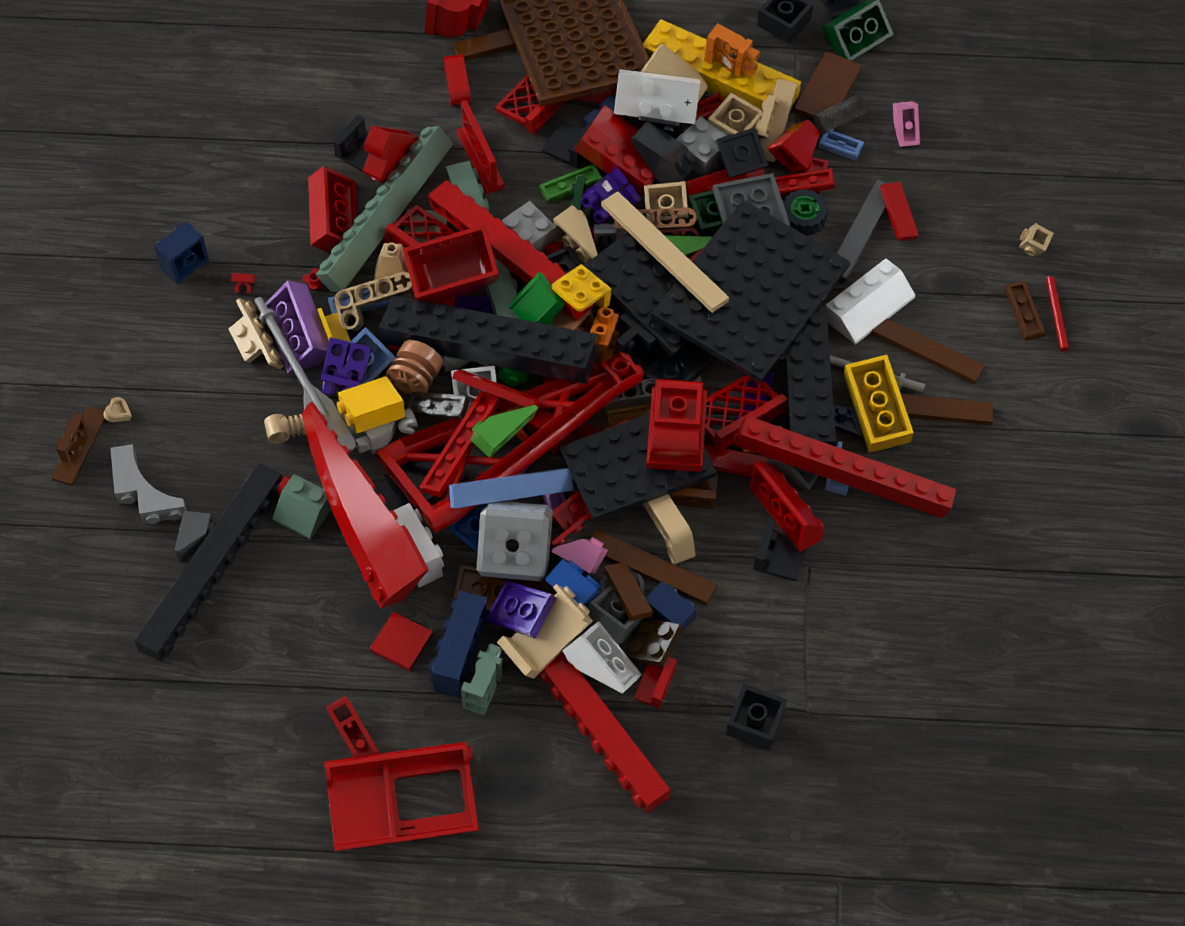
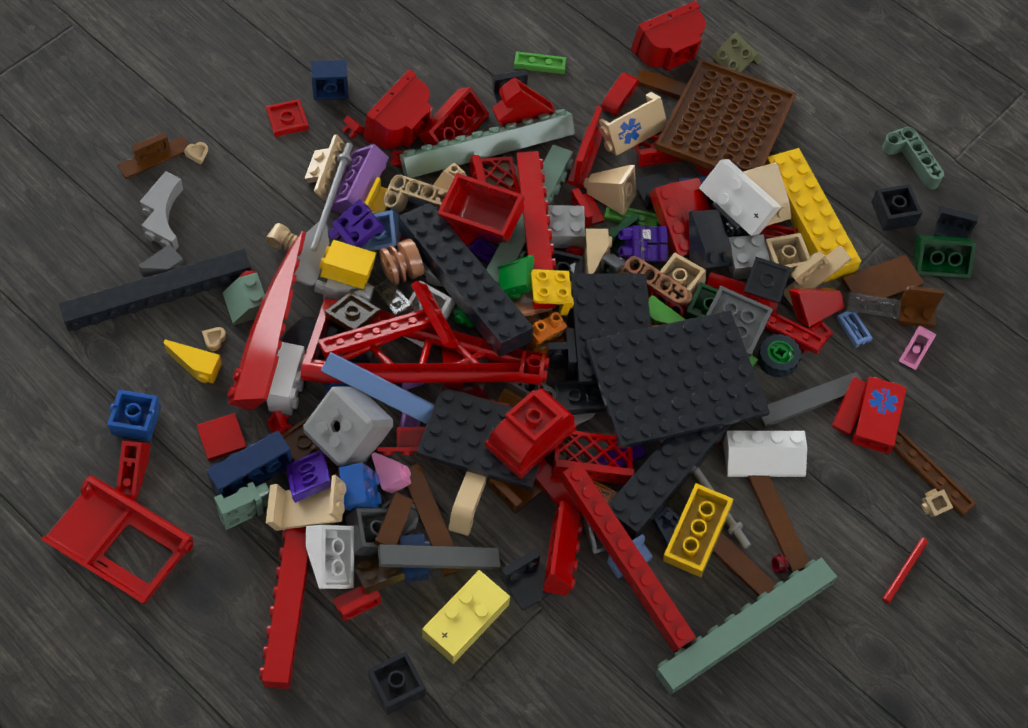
camera: 35 degrees right, 0 degrees up
(170, 318) = (287, 118): none -> red tile
(283, 236) = (399, 117): none -> red container
(305, 563) = (214, 337): none -> tan tile
(308, 682) = (134, 415): none -> blue brick
(313, 595) = (199, 363): none -> yellow slope
(355, 101) = (540, 62): none -> bright green tile
(419, 443) = (352, 312): none -> dark brown plate
(441, 591) = (277, 422): none -> red tile
(500, 428) = (408, 342): bright green slope -> none
(504, 98) = (634, 125): none -> tan panel
(517, 198) = (591, 211): none -> red panel
(533, 168) = (613, 187): none -> tan slope
(665, 252) = (635, 306): tan tile -> none
(693, 590) = (438, 557): none -> dark grey tile
(731, 51) = (823, 202): orange hips -> none
(759, 621) = (465, 616): none -> light yellow brick
(878, 88) = (919, 306): none -> reddish brown bracket
(929, 201) = (879, 415): none -> red panel
(960, 382) = (780, 564): none -> dark red plate
(981, 453) = (745, 626): none -> sand green brick
(996, 218) = (932, 473): none -> reddish brown tile
(1024, 310) = (881, 549): reddish brown tile -> none

